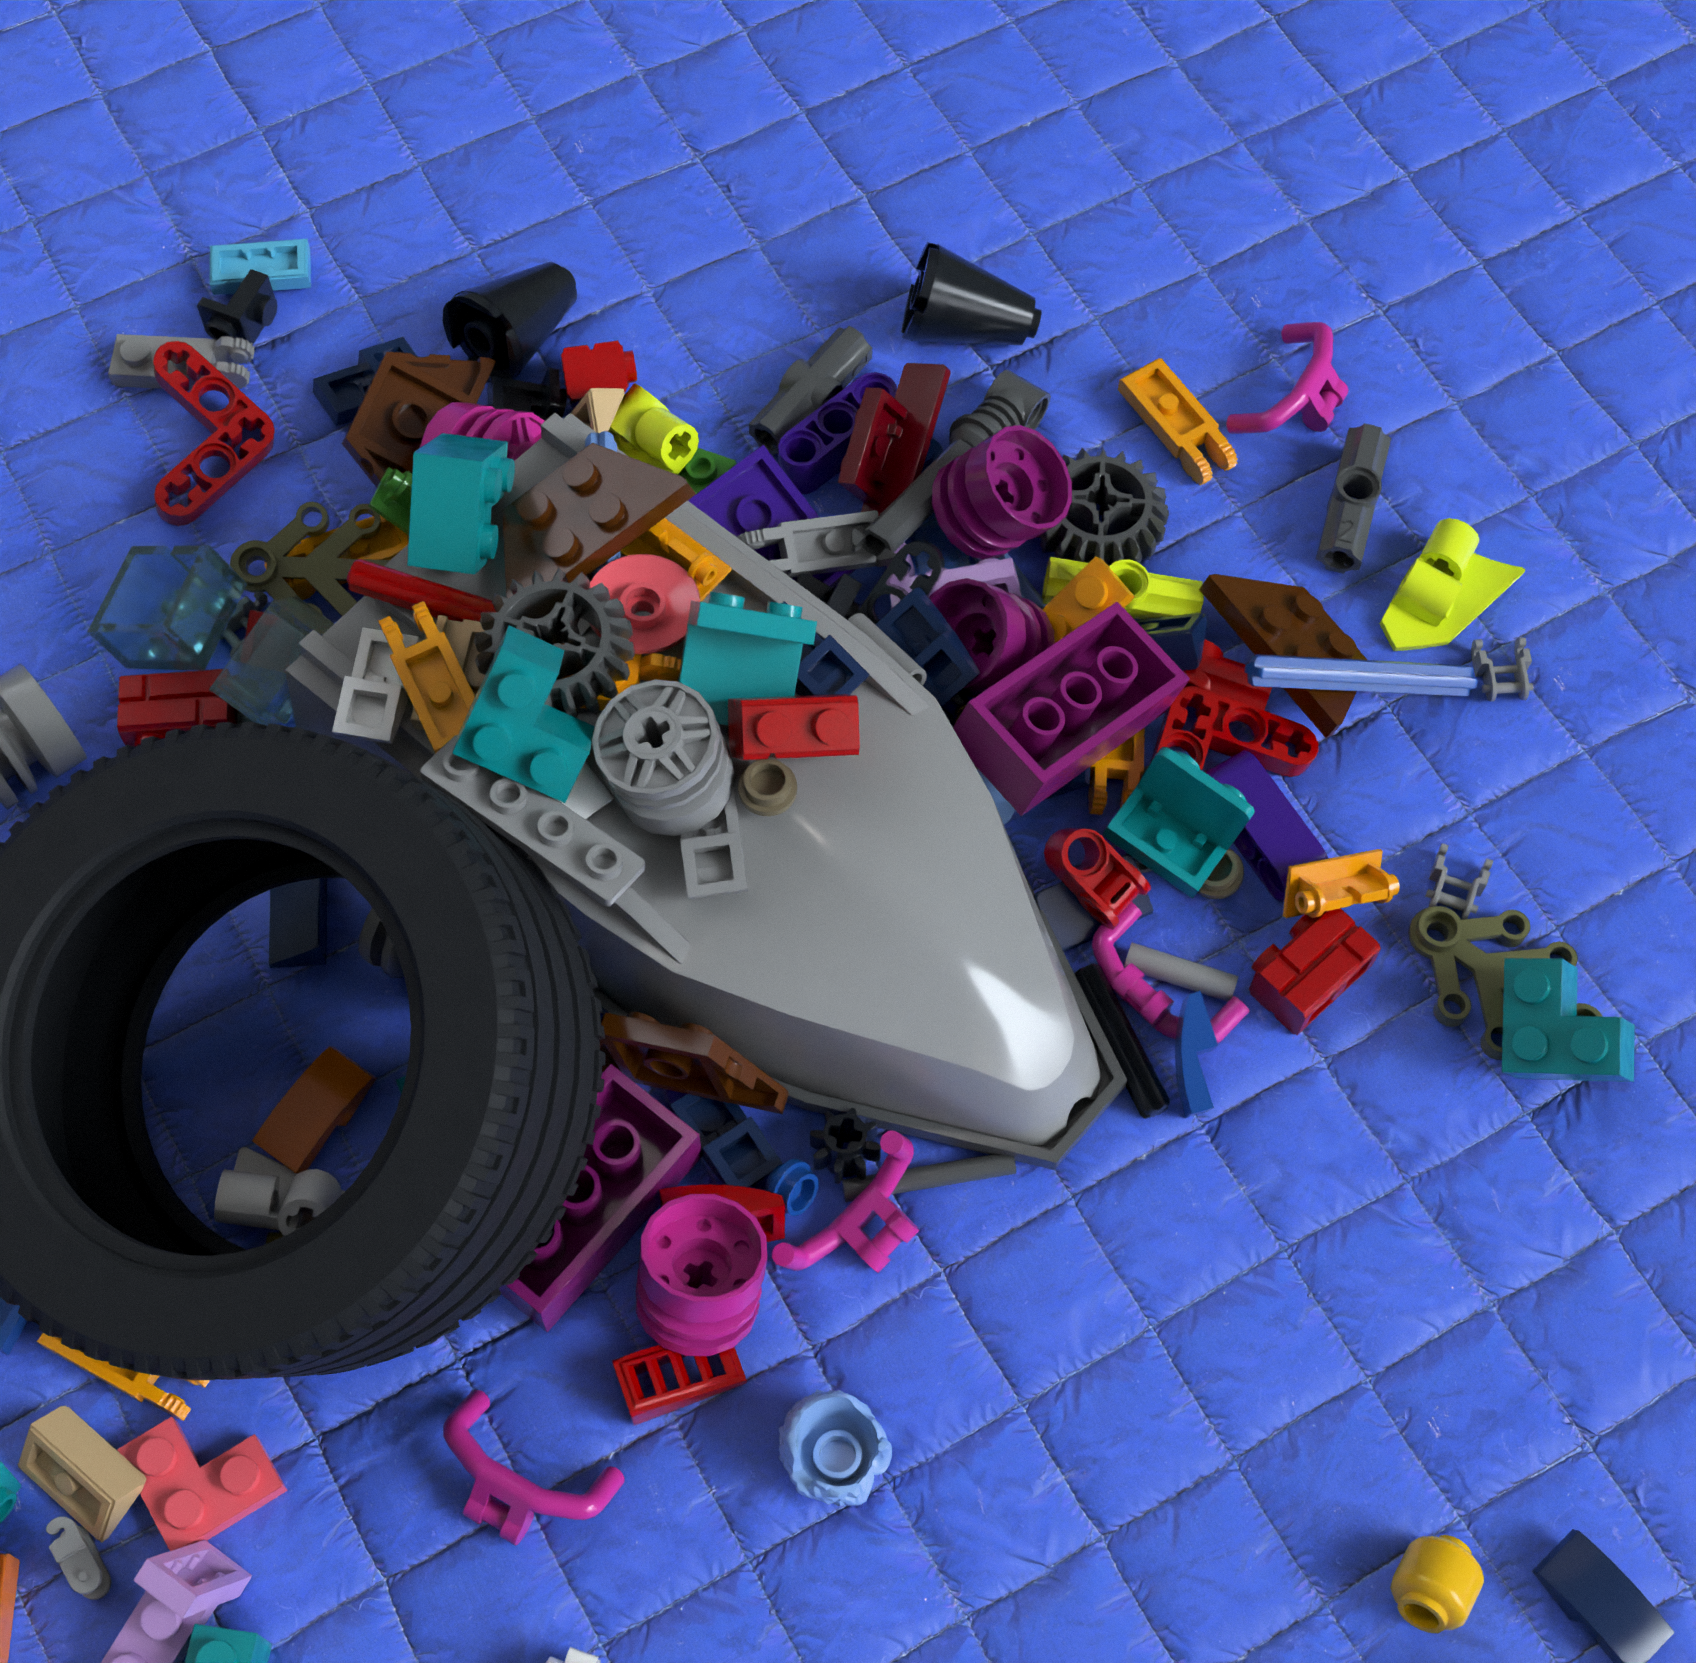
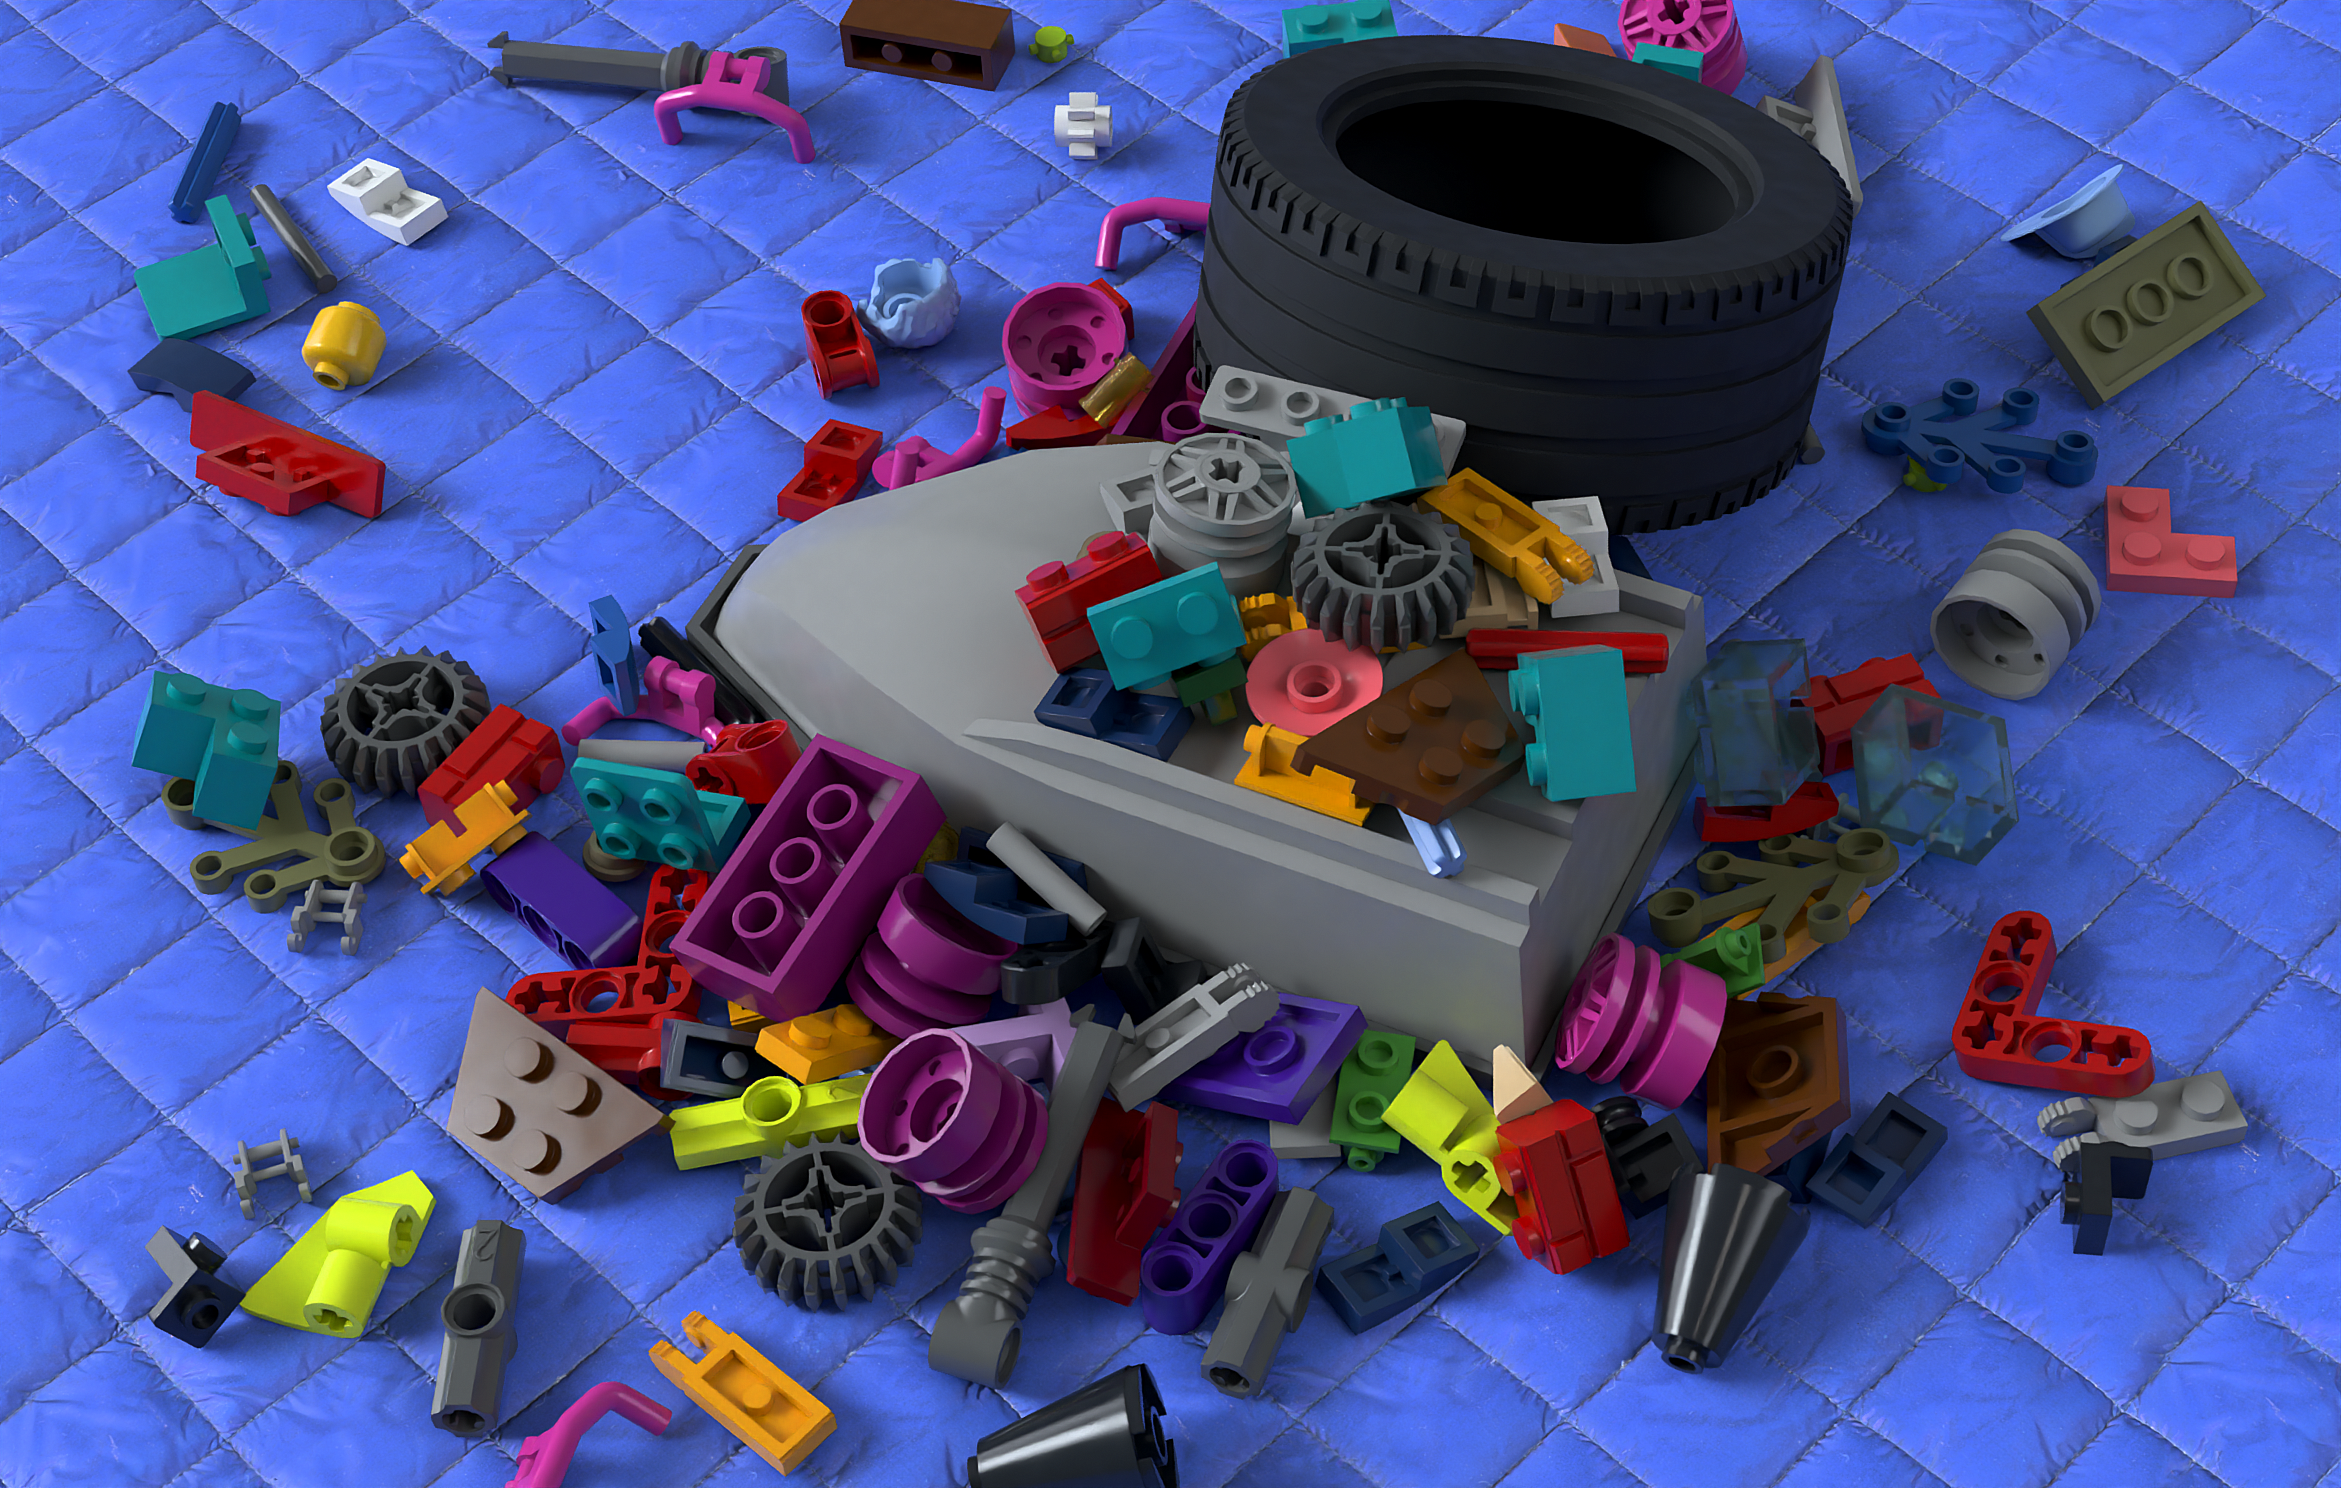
camera: 170 degrees right, 15 degrees down
(283, 261) = (2121, 1274): medium azure plate -> none
(658, 1184) = (1117, 389): none -> clear yellow pin
(720, 397) = (1404, 1267): none -> dark blue slope
(919, 1407) = (837, 344): none -> red piece
(957, 1258) = (833, 470): none -> red slope
(1355, 1020) = (403, 706): none -> dark grey gear
(1360, 675) = (453, 1055): axle -> none
(1518, 1419) = (279, 462): none -> red bracket
(1558, 579) = (201, 1288): none -> black bracket

